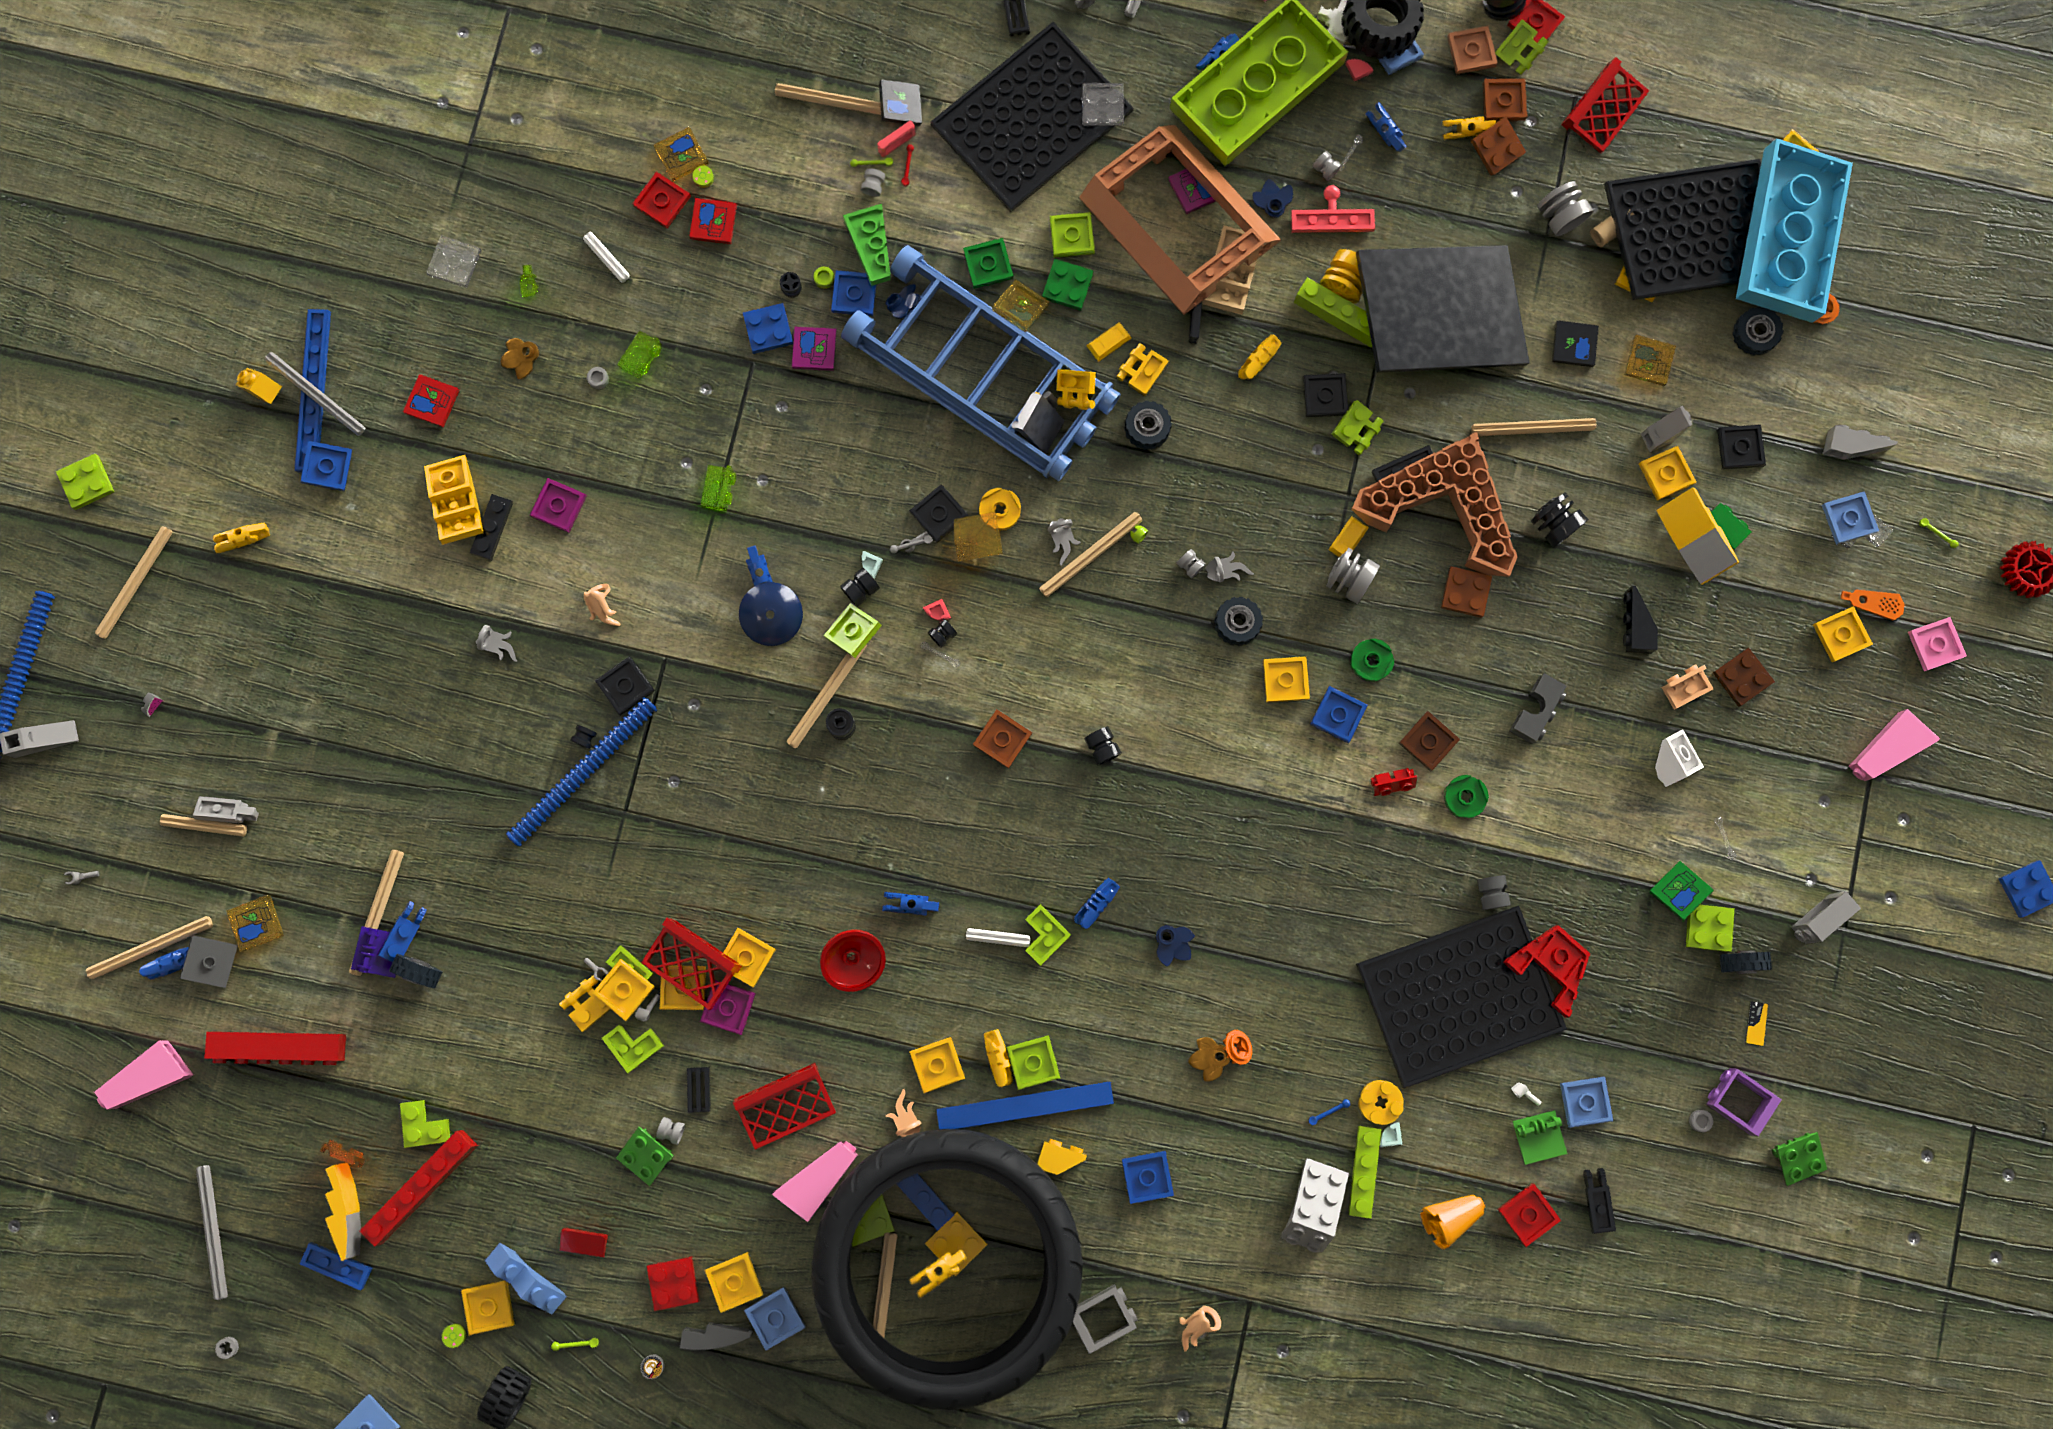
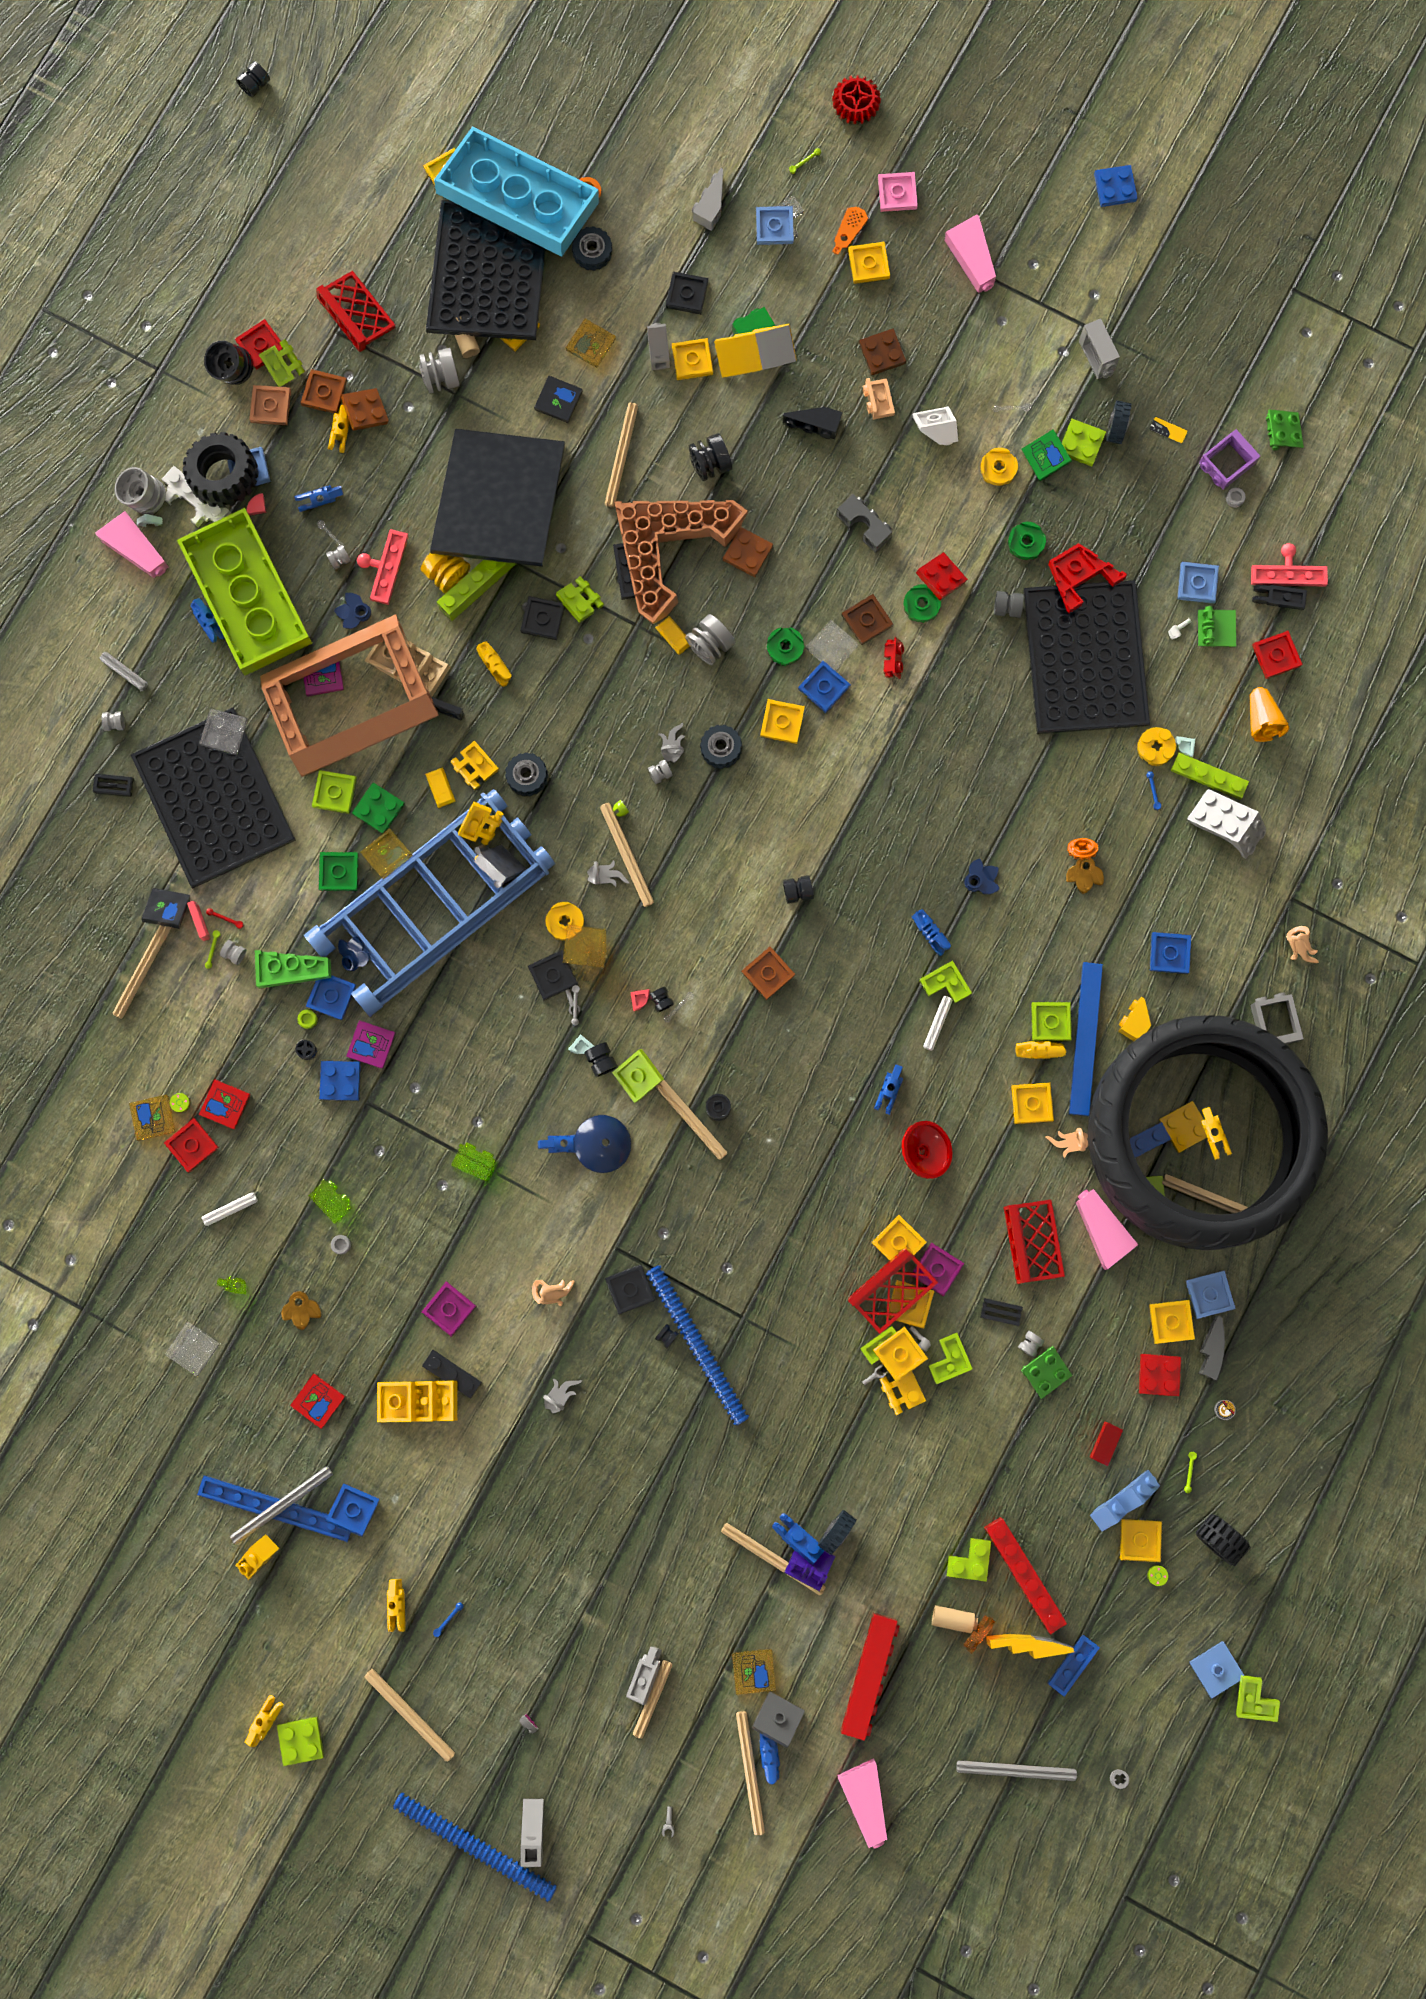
camera: 70 degrees left, 0 degrees up
(95, 439) = (263, 1721): none -> yellow hinge
(225, 587) = (437, 1632): none -> blue hinge
(355, 1123) = (954, 1619): none -> tan brick
(1388, 711) = (832, 645): none -> clear plate
(1503, 809) = (941, 576): none -> red plate
(1565, 903) = (1024, 551): none -> green plate
(1628, 1205) = (1289, 574): none -> coral plate
(1658, 831) = (991, 474): none -> yellow plate

